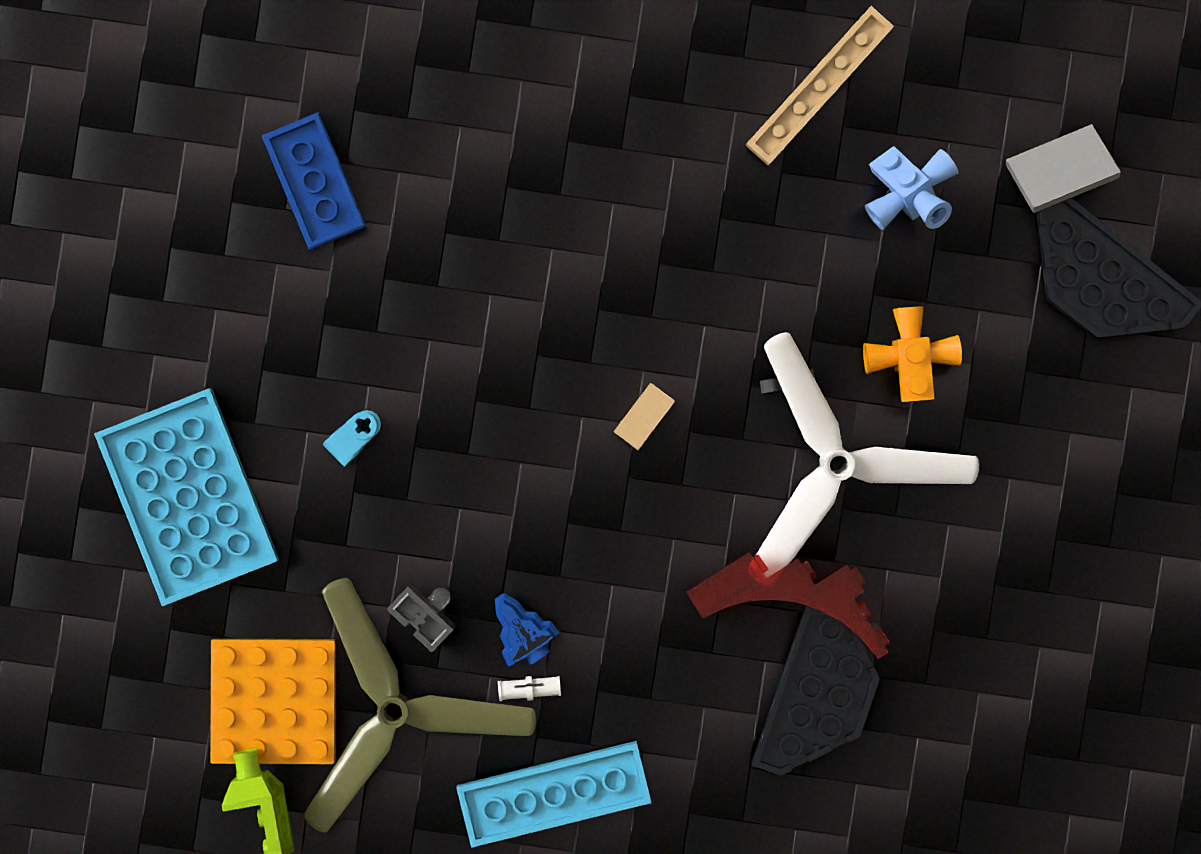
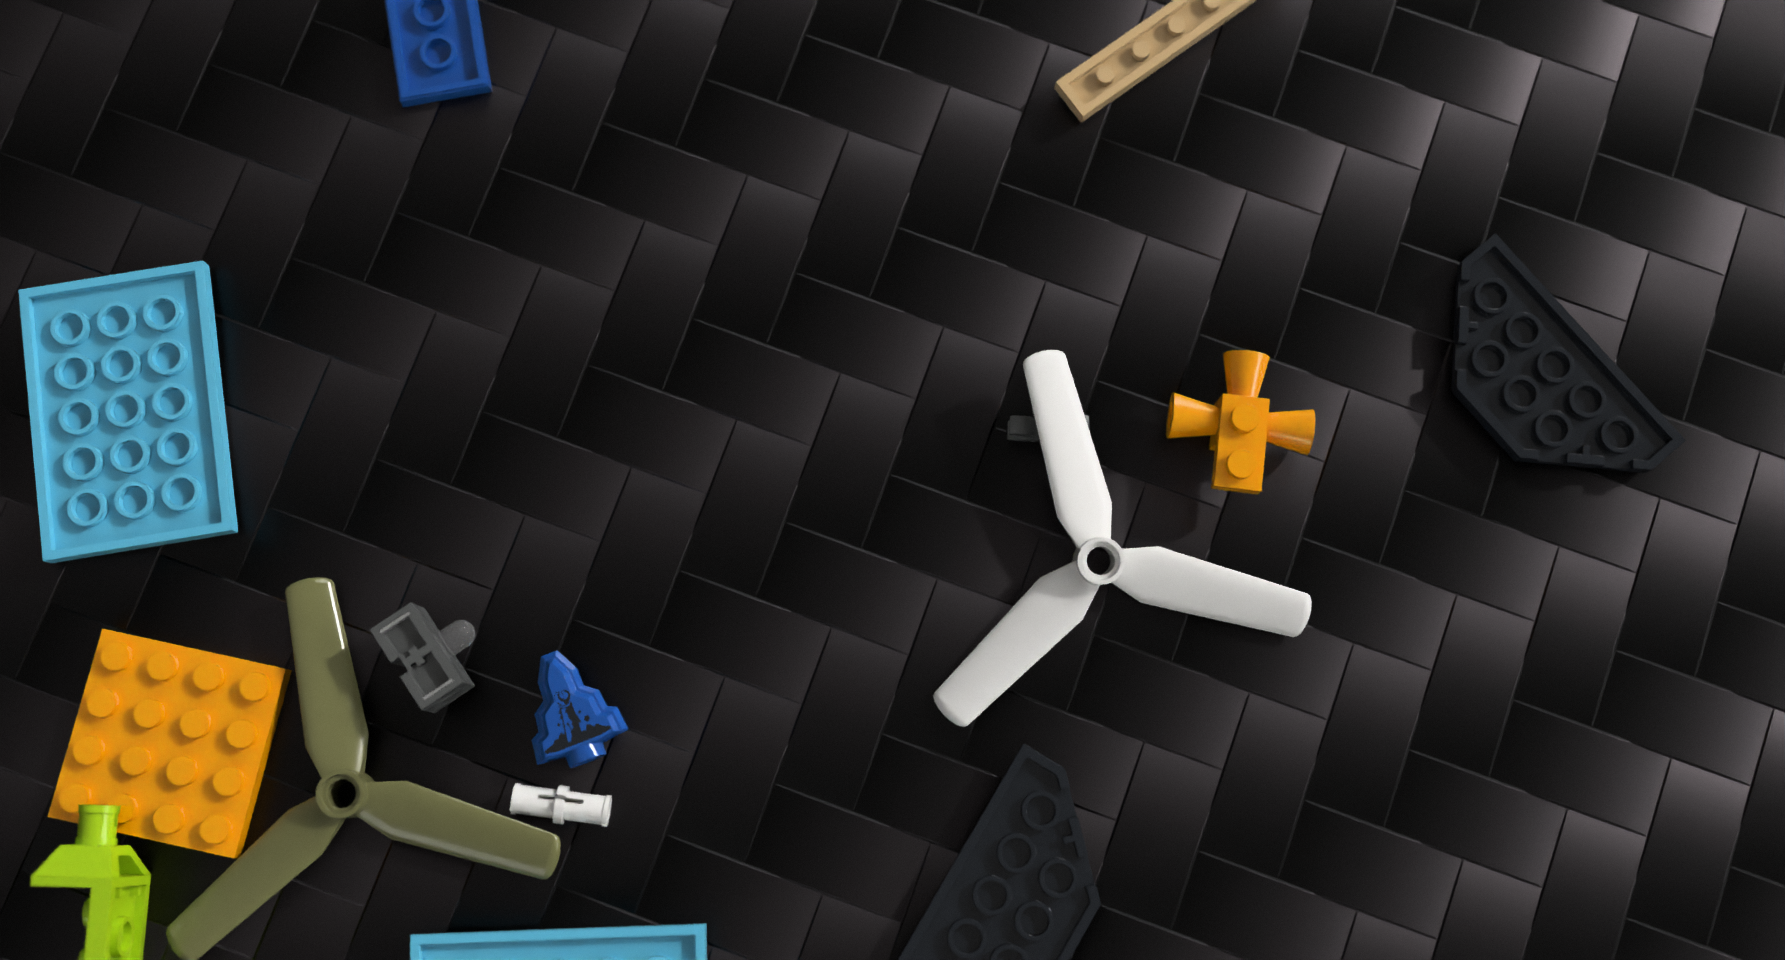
camera: 10 degrees right, 10 degrees down
(349, 439) = (387, 375): medium azure piece -> none
(644, 416) = (826, 435): tan tile -> none
(835, 595) = (1056, 753): clear red arch -> none
(911, 188) = (1281, 189): light blue brick -> none
(1062, 168) = (1506, 208): light grey tile -> none

